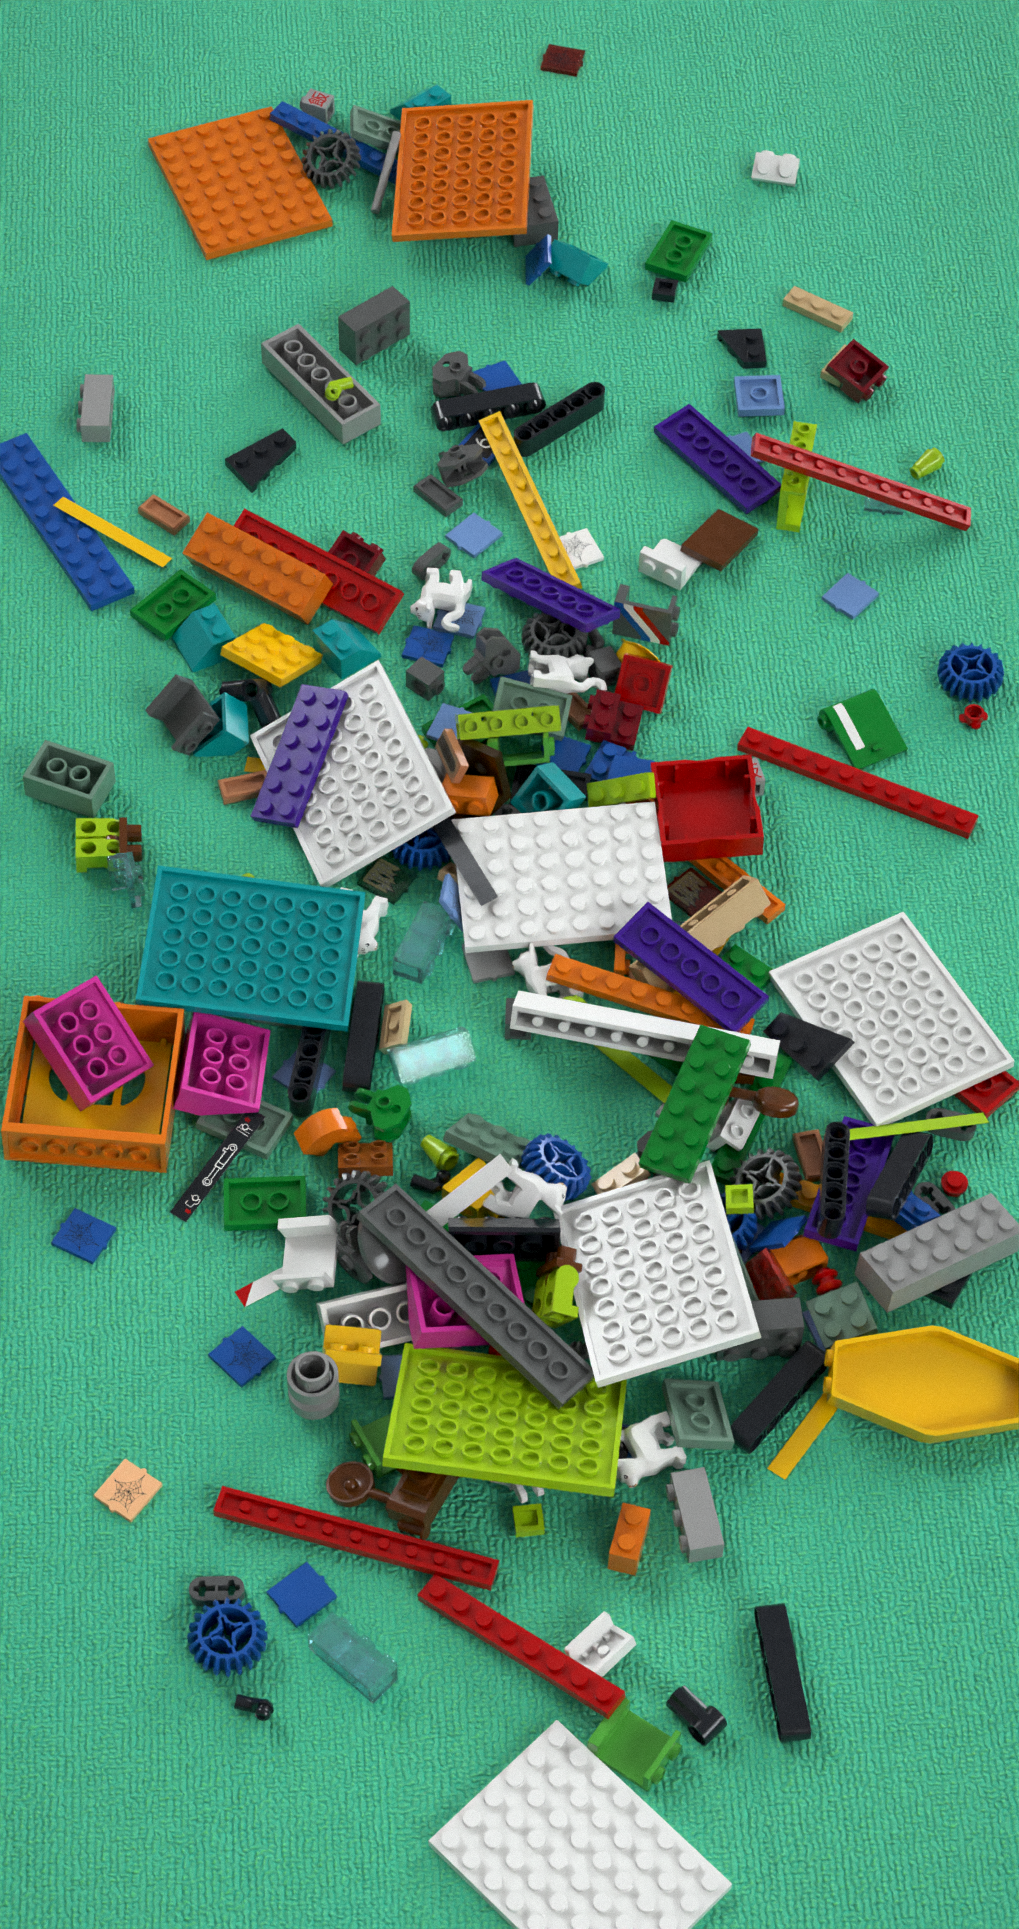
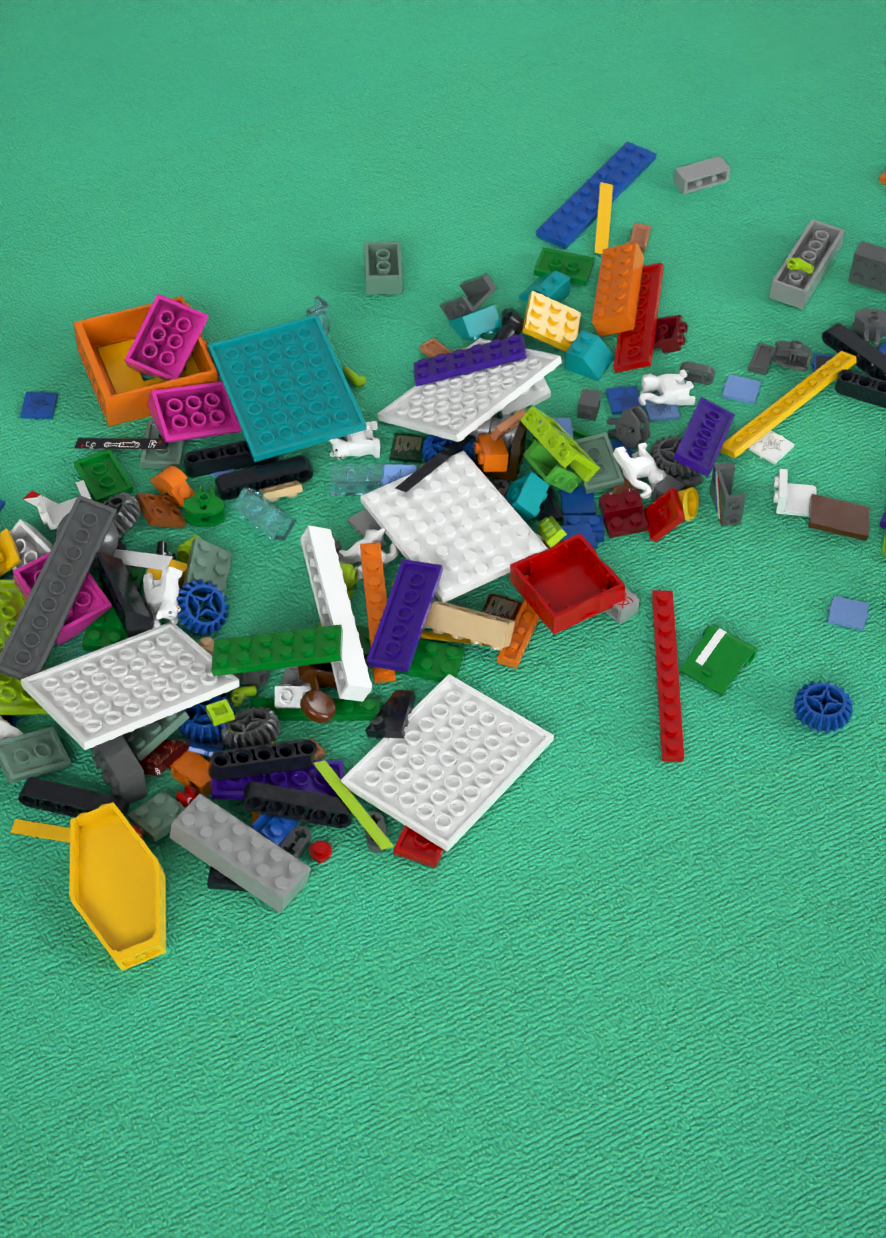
camera: 65 degrees right, 5 degrees down
(103, 838) = (345, 305): lime hips -> none
(258, 459) = (722, 262): black wing -> none
(556, 1287) = (94, 636): lime hips -> none
(973, 716) = (782, 724): red plate -> none

